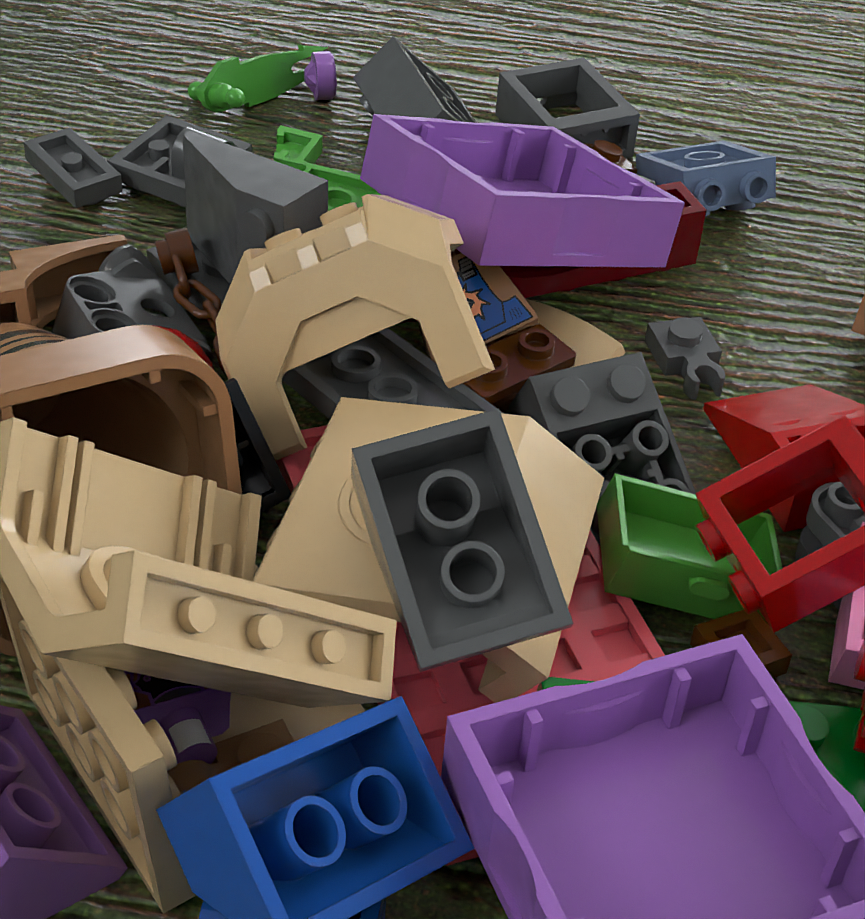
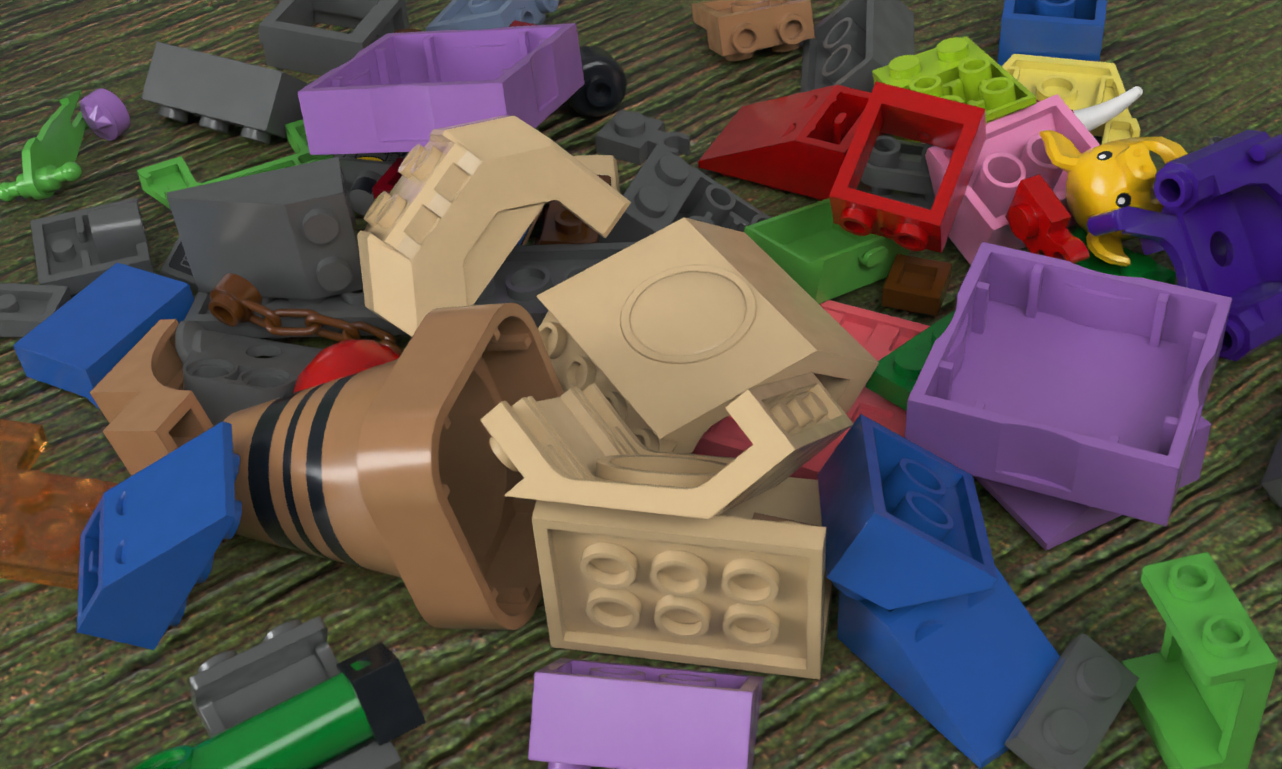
camera: 40 degrees left, 0 degrees up
(92, 211) = (100, 327): none -> blue container
(458, 539) = (776, 304): dark grey slope -> none
(703, 277) = (603, 85): none -> black head

